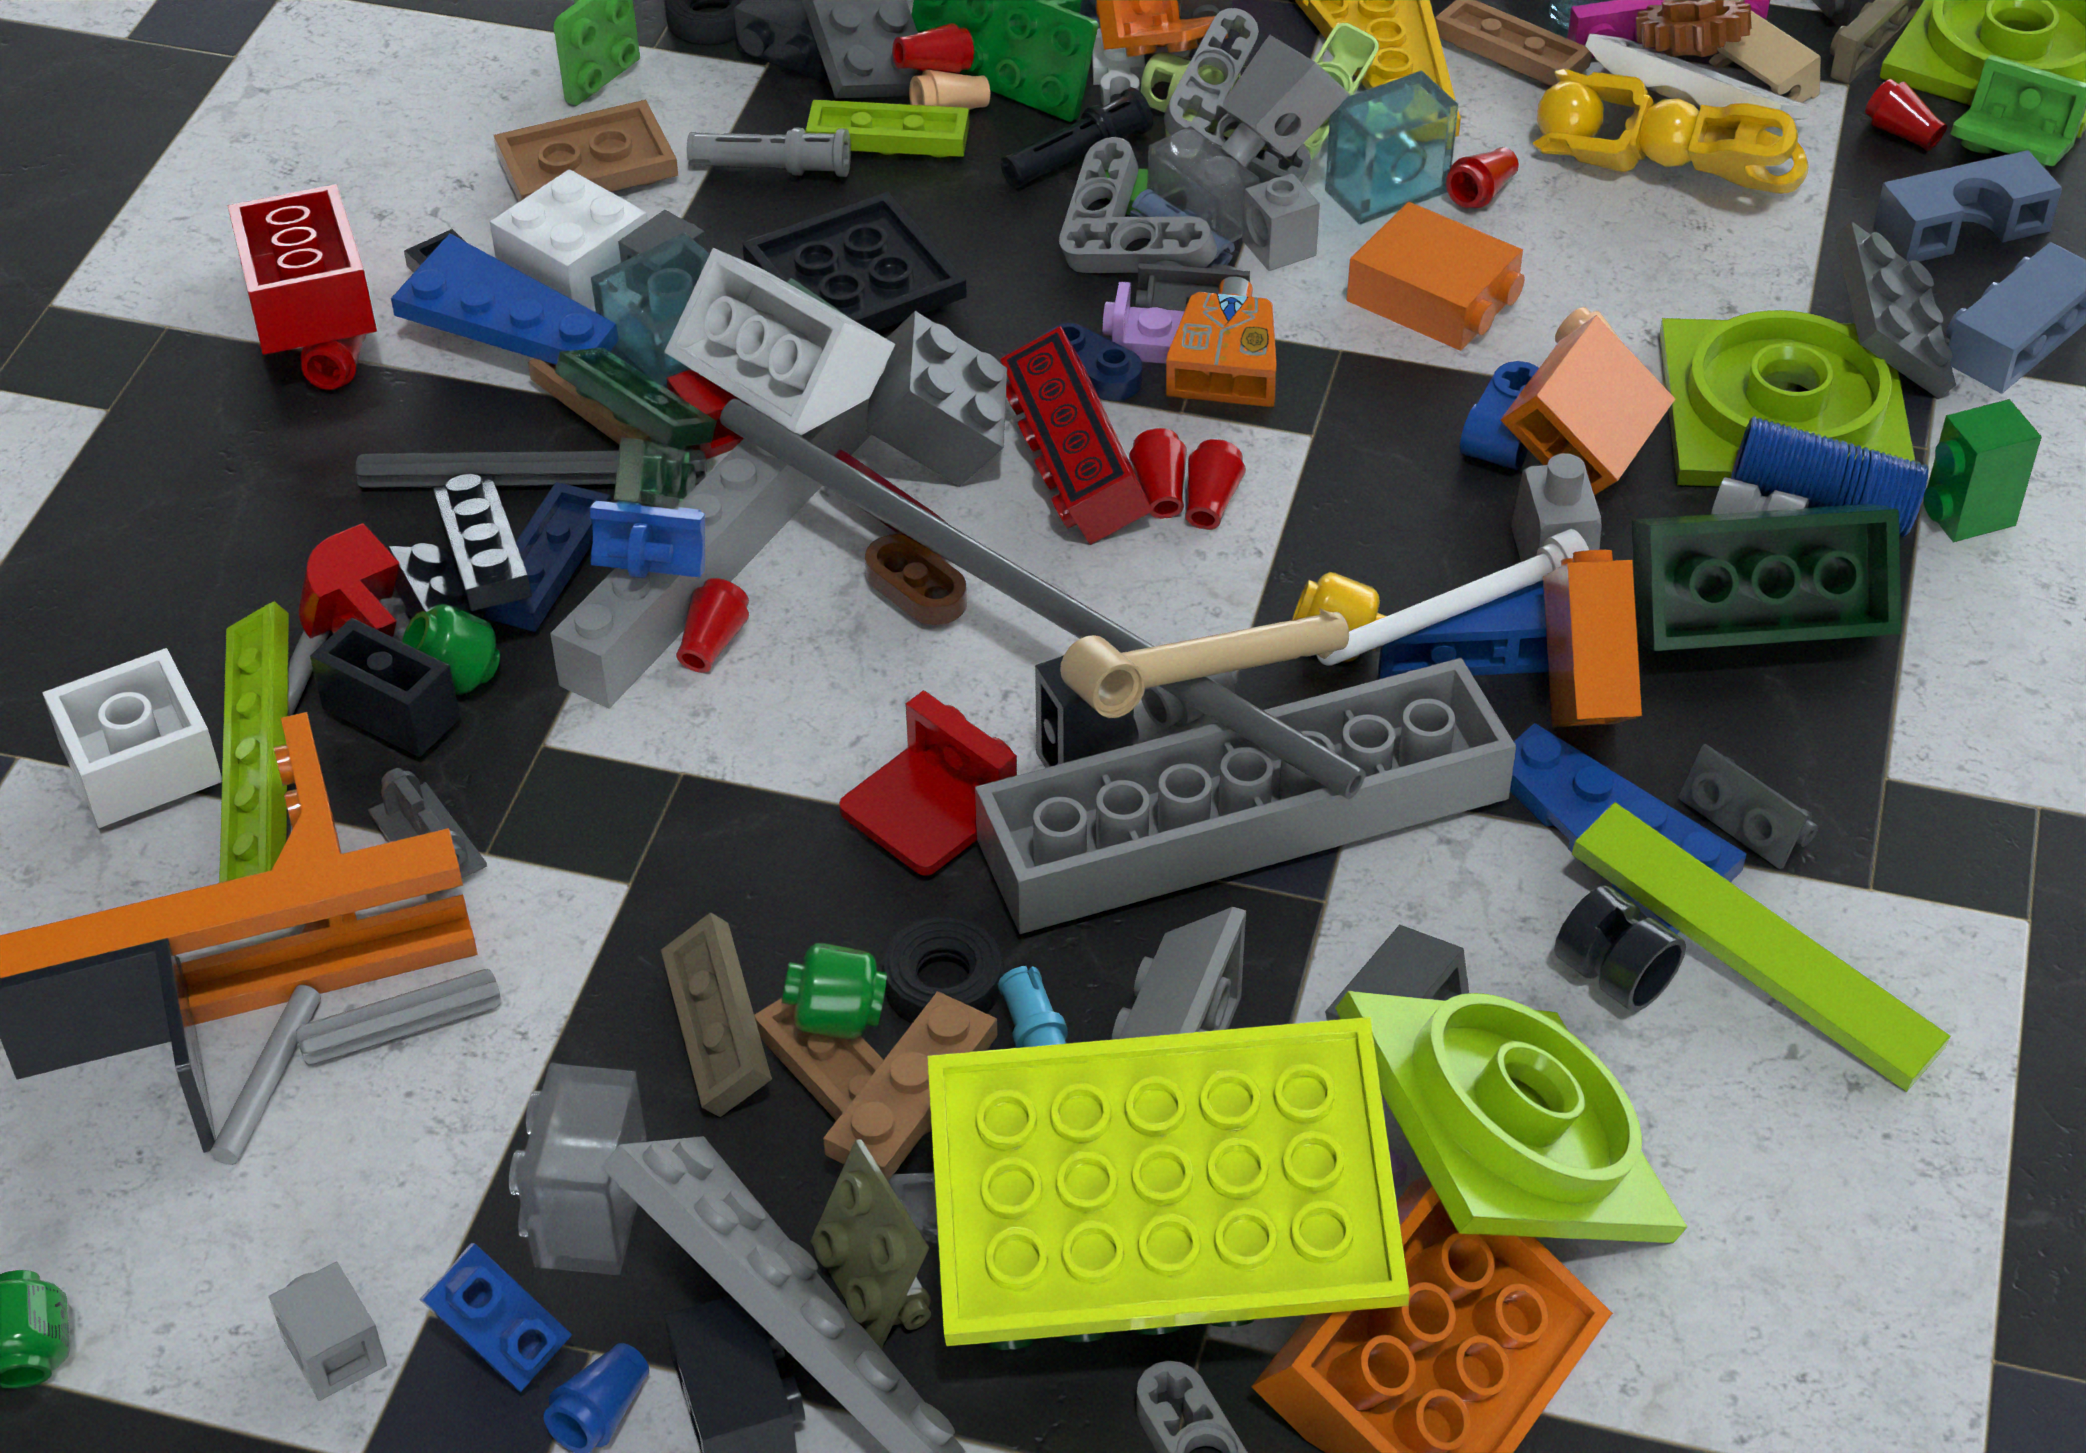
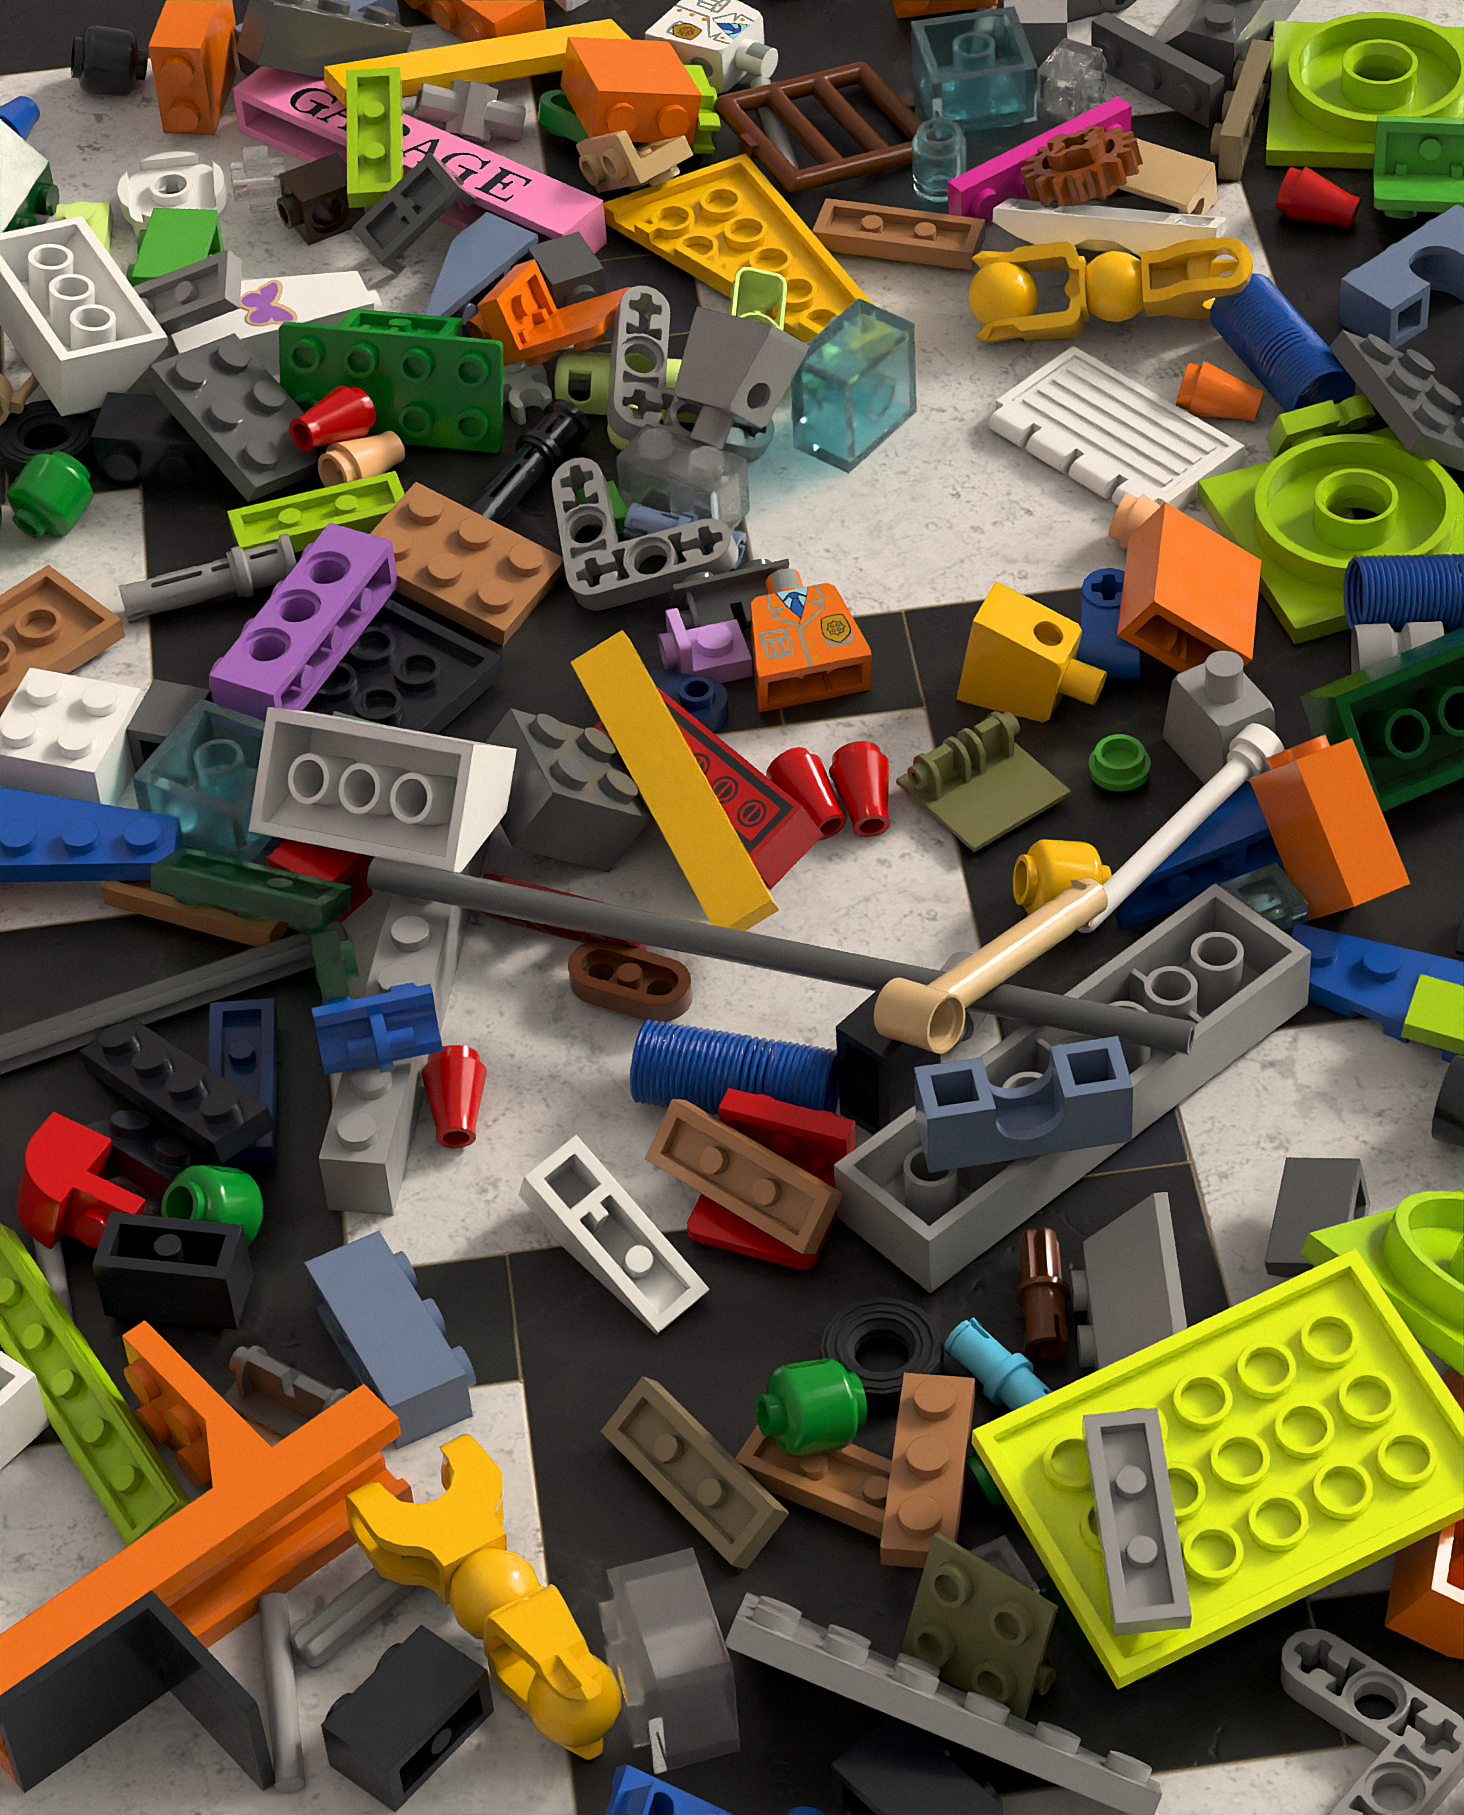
camera: 20 degrees left, 0 degrees up
(346, 1134) = (407, 1717): none -> black brick
(472, 1050) = (463, 1557): none -> yellow piece
(532, 808) = (391, 1335): none -> sand blue brick
(682, 47) = (50, 494): none -> green head
(765, 785) = (611, 1235): none -> white slope
(812, 202) = (306, 624): none -> medium lavender brick
(903, 773) = (744, 1176): none -> medium nougat plate
(907, 657) = (704, 1063): none -> blue piece
(977, 196) = (466, 564): none -> medium nougat plate
(1024, 1194) = (1136, 1522): none -> light grey plate
(1035, 427) = (673, 785): none -> yellow tile
(1107, 788) = (1072, 1106): none -> sand blue arch
(1114, 970) = (1043, 1295): none -> reddish brown axle
(1280, 222) = (781, 496): light grey brick -> none
(1321, 513) = (982, 782): none -> olive hinge
(1410, 415) = (1024, 658): none -> yellow torso
(1435, 276) = (962, 505): orange brick -> none
(1453, 534) = (1119, 763): none -> bright green plate
(1479, 177) = (946, 389): red cone -> none
(1517, 693) = (1270, 895): none -> clear light blue plate
(1610, 257) = (1112, 432): none -> white hinge
(1720, 250) = (1217, 394): none -> orange cone
(1798, 229) = (1280, 346): none -> blue piece
(1801, 296) = (1319, 421): none -> lime plate

